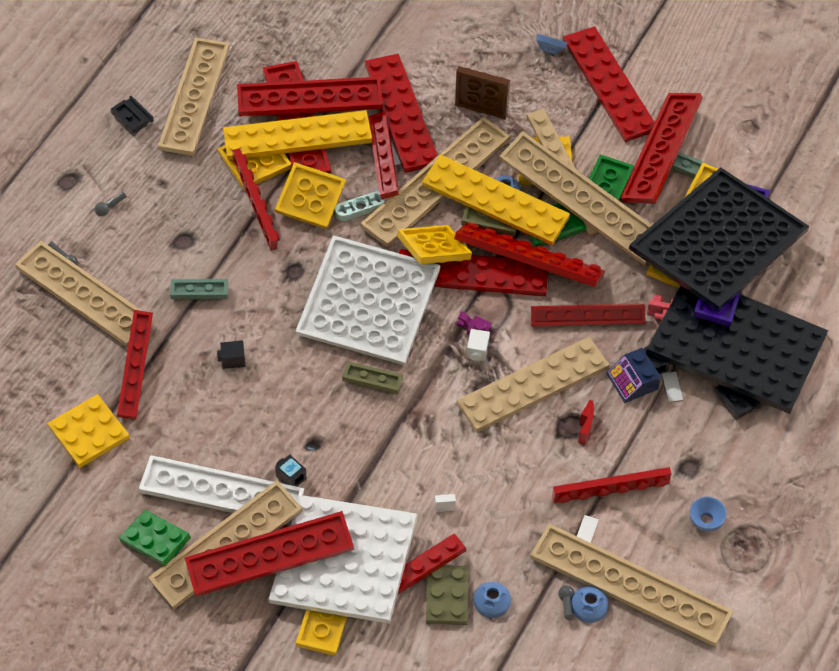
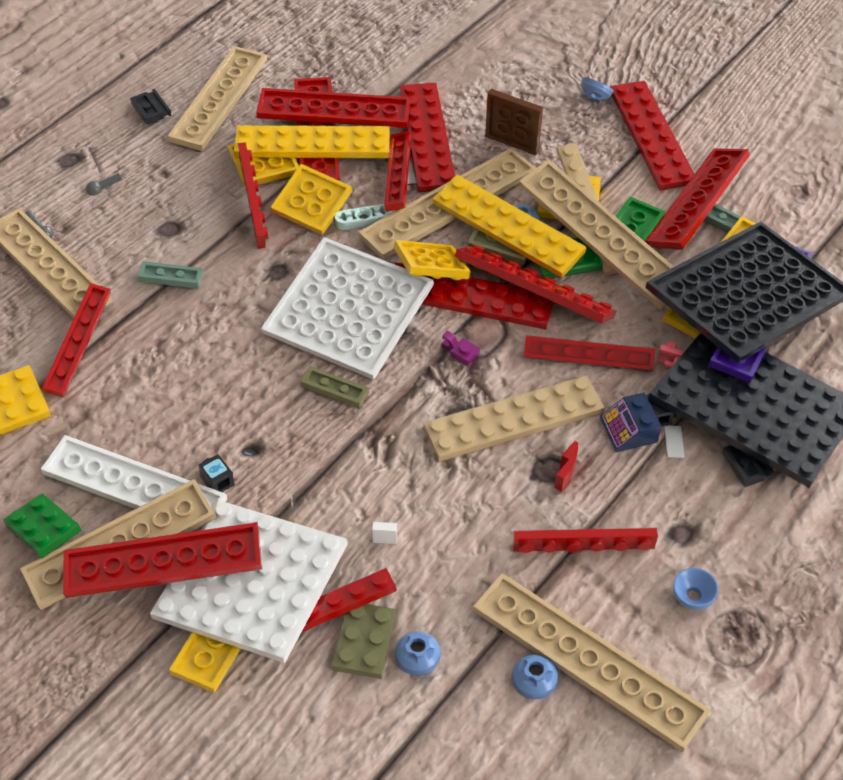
camera: 10 degrees right, 5 degrees down
(231, 354) = (186, 343): black brick -> none
(478, 345) = (459, 368): white brick -> none
(566, 594) = (507, 660): dark grey bar -> none
(587, 528) = (548, 586): white sticker -> none

